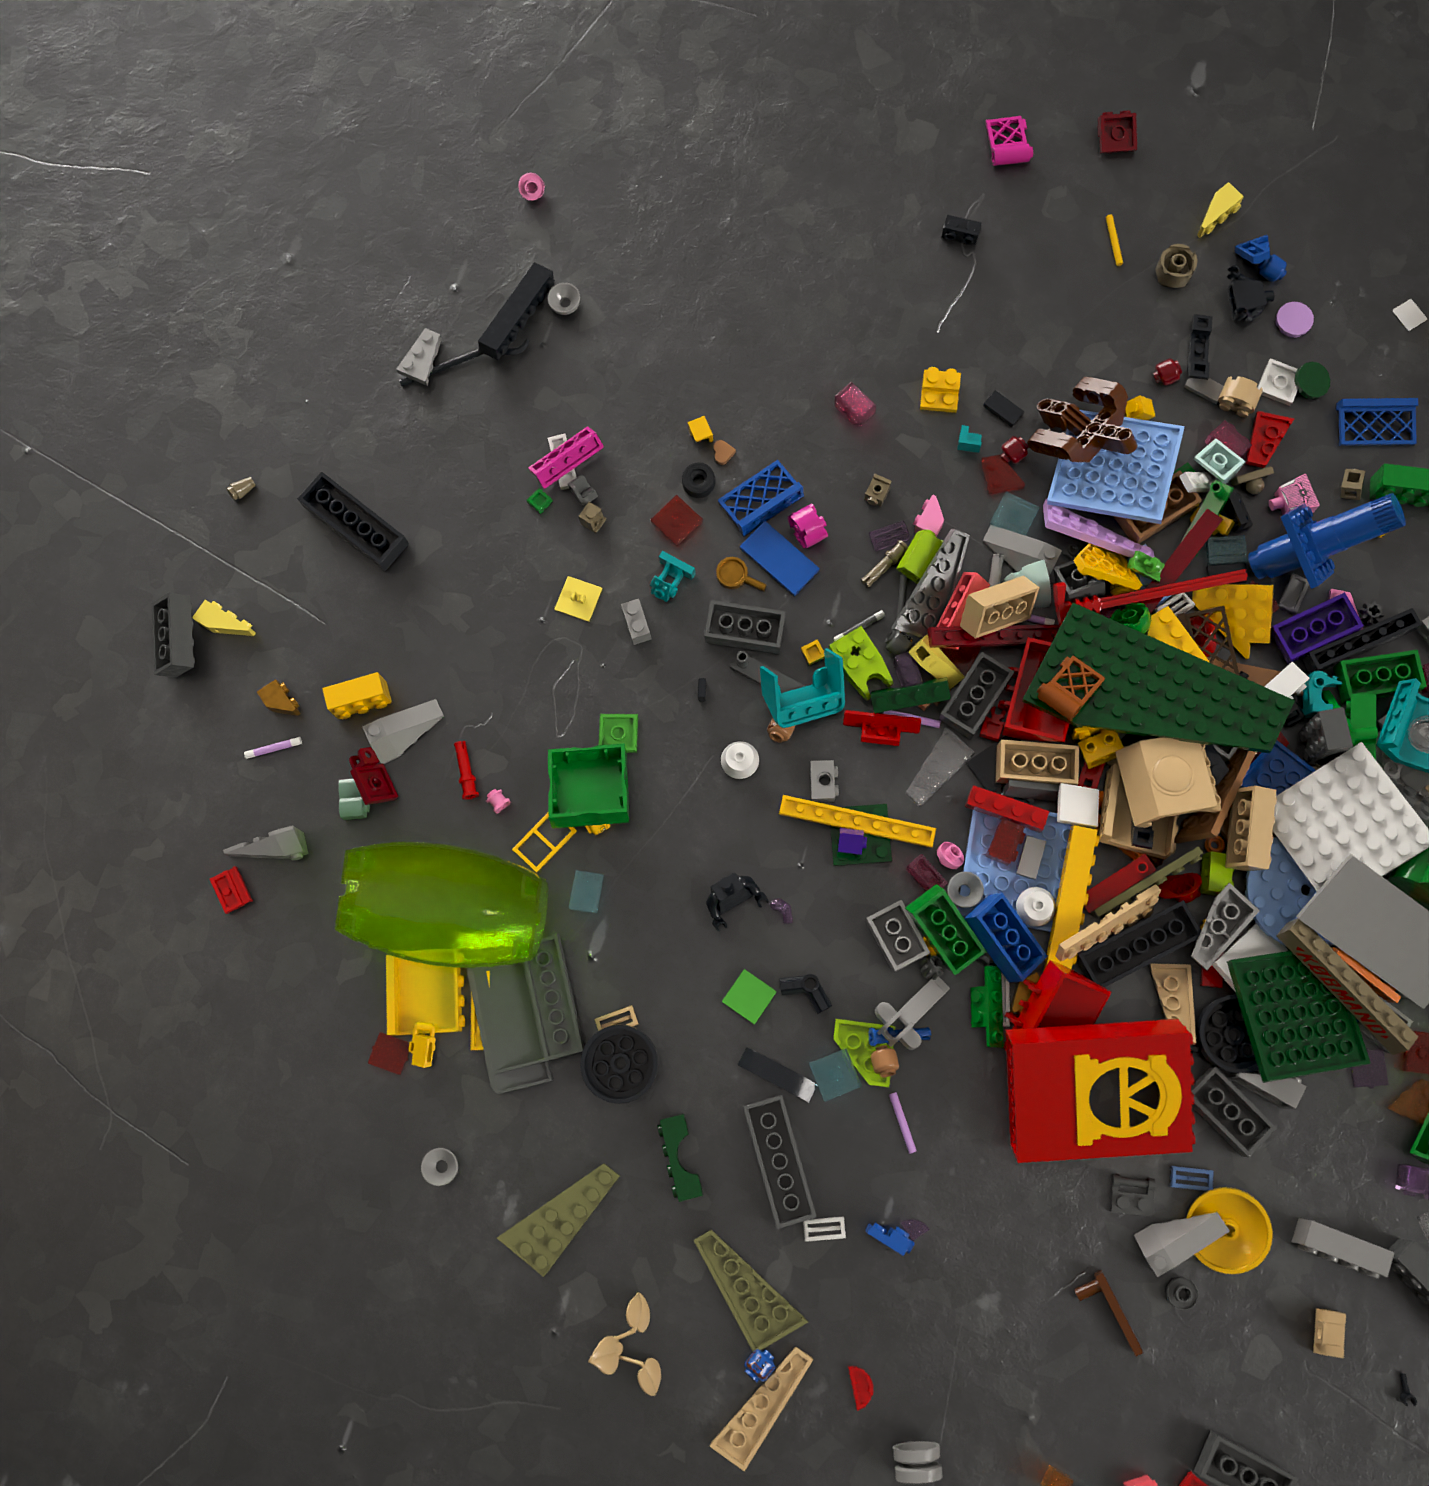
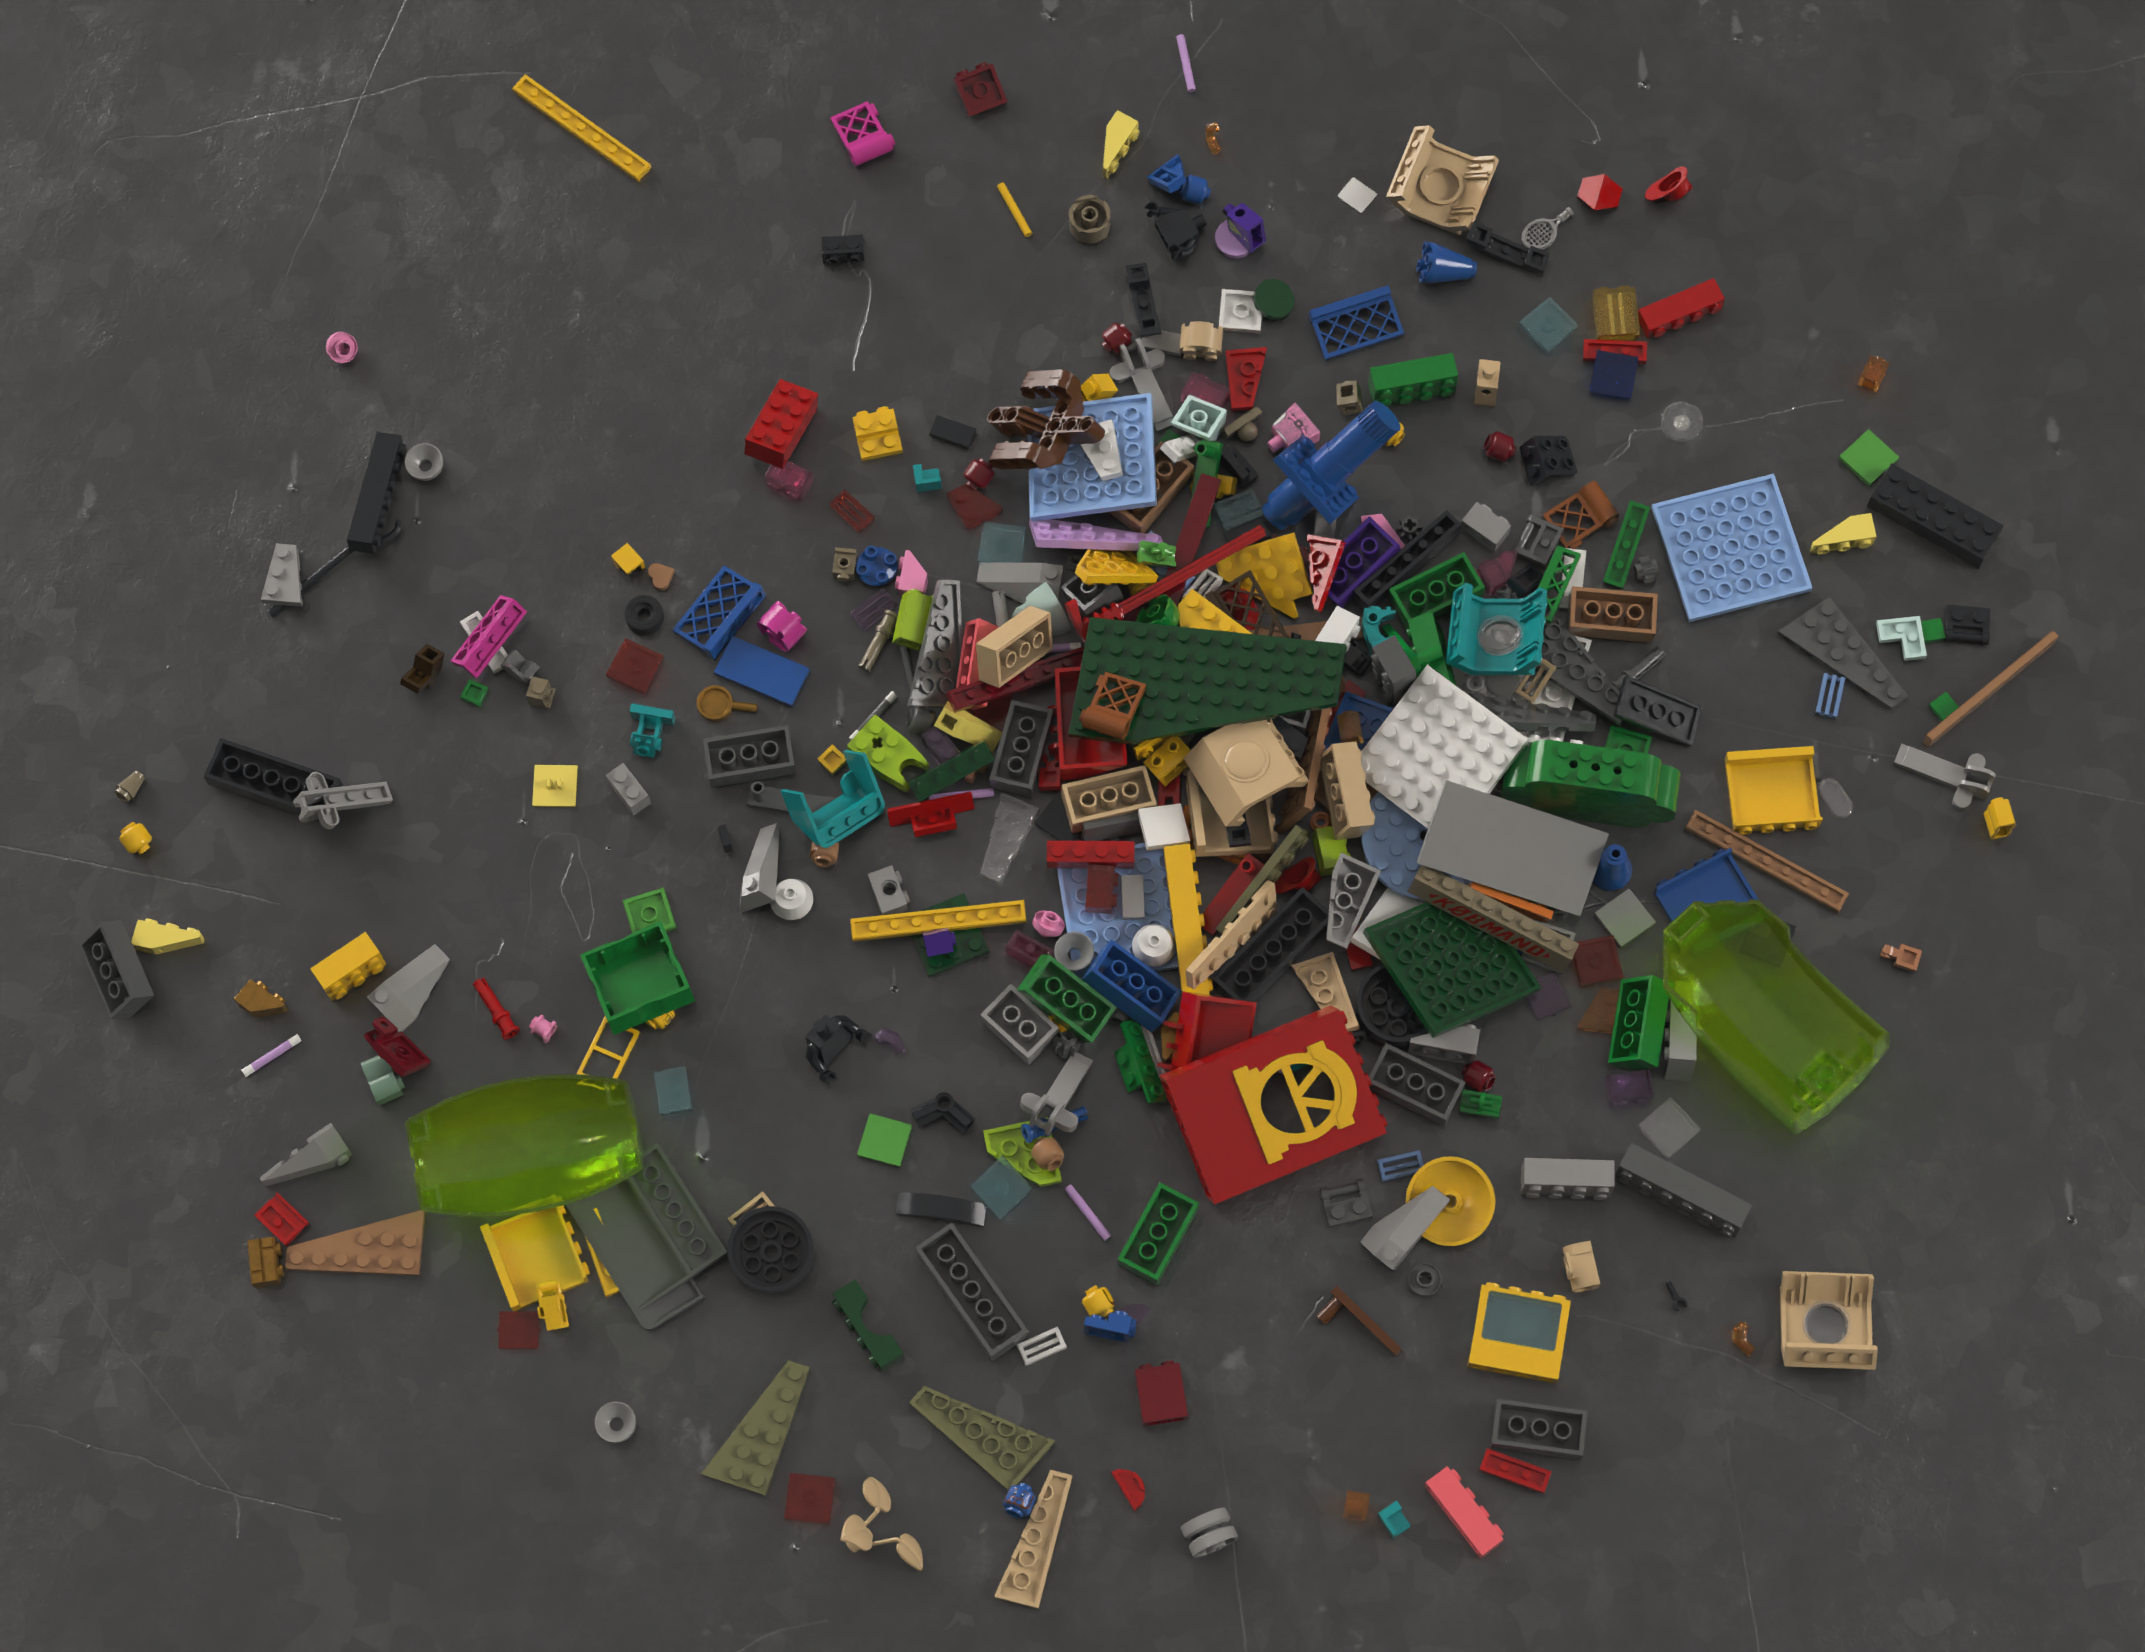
camera: 25 degrees left, 5 degrees down
(204, 922) = (264, 1262): none -> pearl gold brick
(229, 532) = (135, 838): none -> yellow head
(297, 941) = (376, 1249): none -> medium nougat wing
(396, 553) = (337, 799): none -> light grey piece
(506, 469) = (425, 669): none -> dark brown brick
(581, 1293) = (809, 1498): none -> clear red plate
(722, 728) = (761, 872): none -> light grey wedge
(782, 70) = (581, 128): none -> yellow tile
(863, 356) = (781, 423): none -> red brick
(886, 1209) = (1098, 1301): none -> yellow head
(903, 500) = (876, 566): none -> blue dish
(905, 461) = (863, 523): none -> clear red tile
(914, 1312) = (1161, 1393): none -> dark red brick
(958, 1167) = (1158, 1234): none -> green brick
(1129, 466) = (1105, 453): none -> white wing
(1179, 413) = (1144, 380): none -> light grey piece
(1255, 1375) = (1519, 1333): none -> panel
(1270, 773) = (1350, 727): none -> clear orange brick
(1282, 1150) = (1480, 1104): none -> green hips
(1287, 1122) = (1478, 1076): none -> dark red head
(1292, 618) = (1324, 562): none -> wing
(1296, 162) = (1186, 63): none -> lavender bar
(1299, 229) = (1211, 140): none -> clear orange arm
(1309, 310) = (1245, 226): none -> dark purple torso

